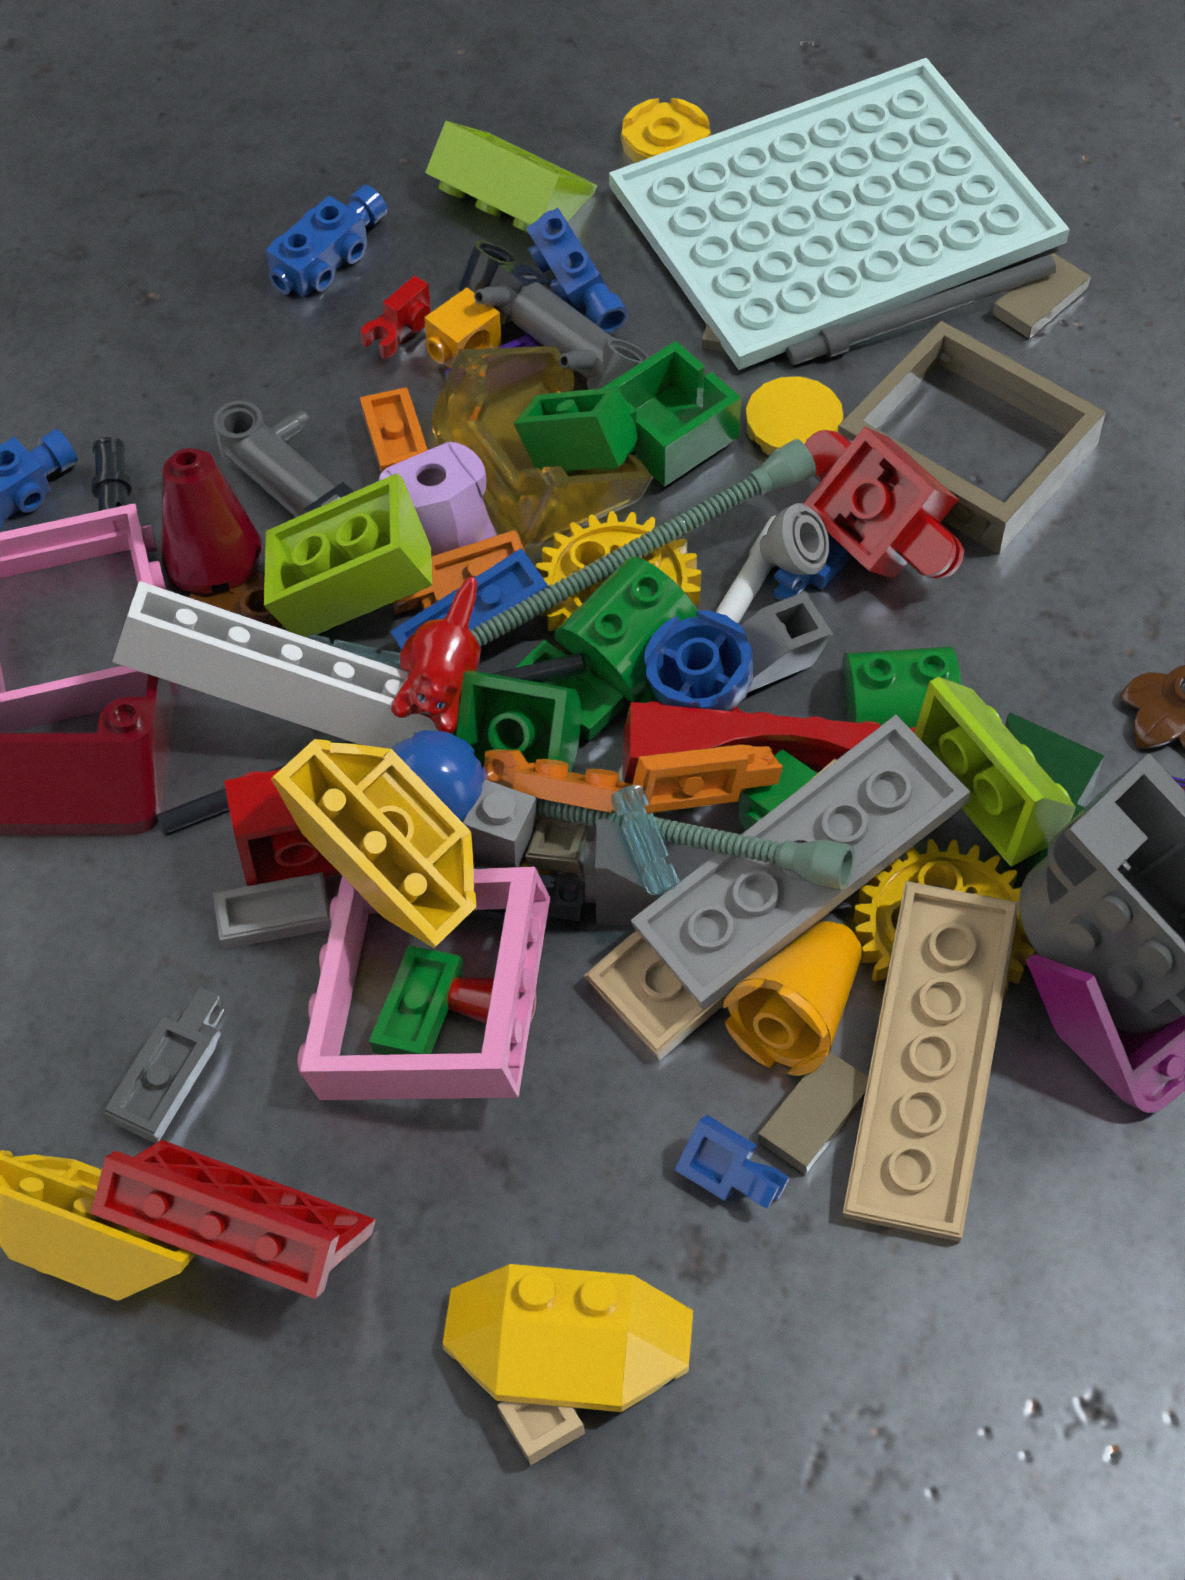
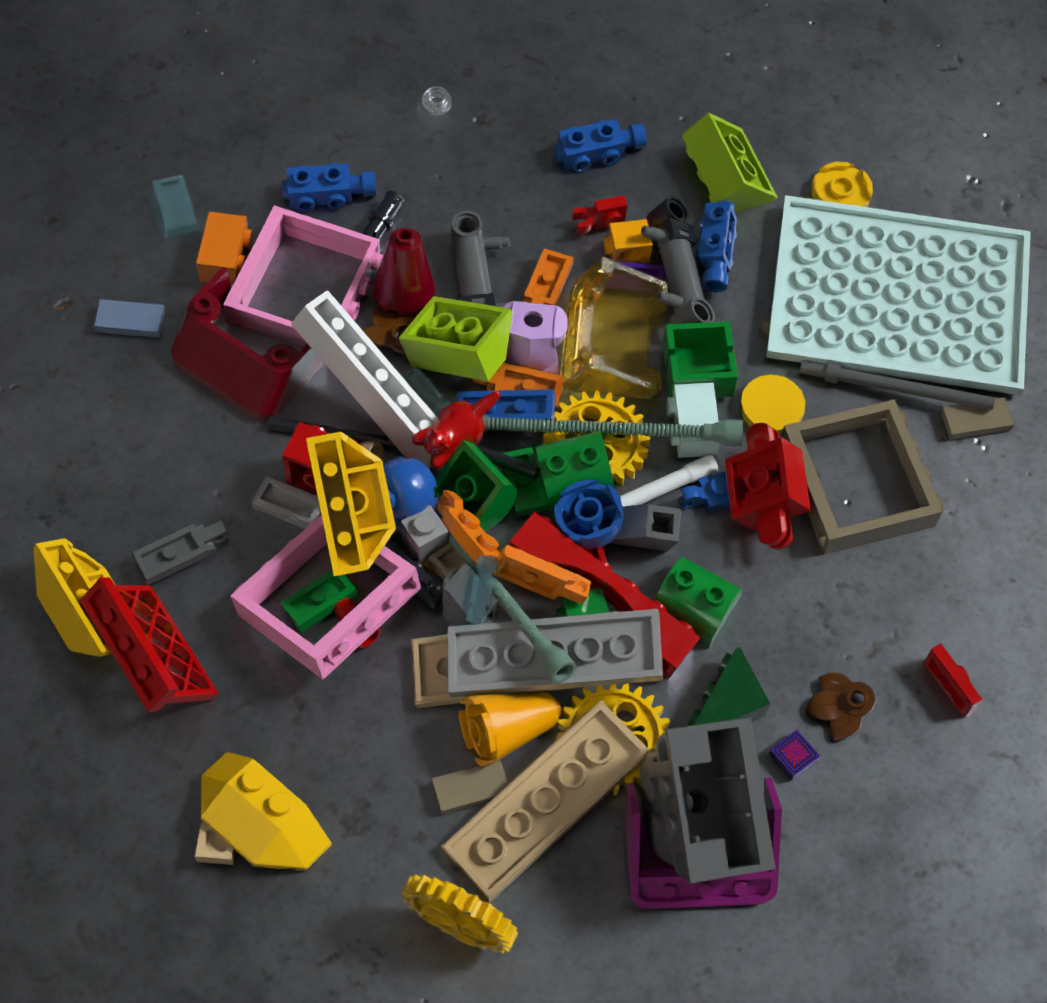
camera: 30 degrees right, 5 degrees up
(68, 304) = (434, 95): none -> clear plate
(577, 430) = (636, 340): green brick -> none
(711, 465) = (693, 406): none -> light aqua brick
(721, 1163) = (400, 783): blue plate -> none
(796, 541) = (705, 478): light grey brick -> none
(961, 1269) = (459, 913): none -> yellow gear
(1009, 791) = (693, 669): lime slope -> none

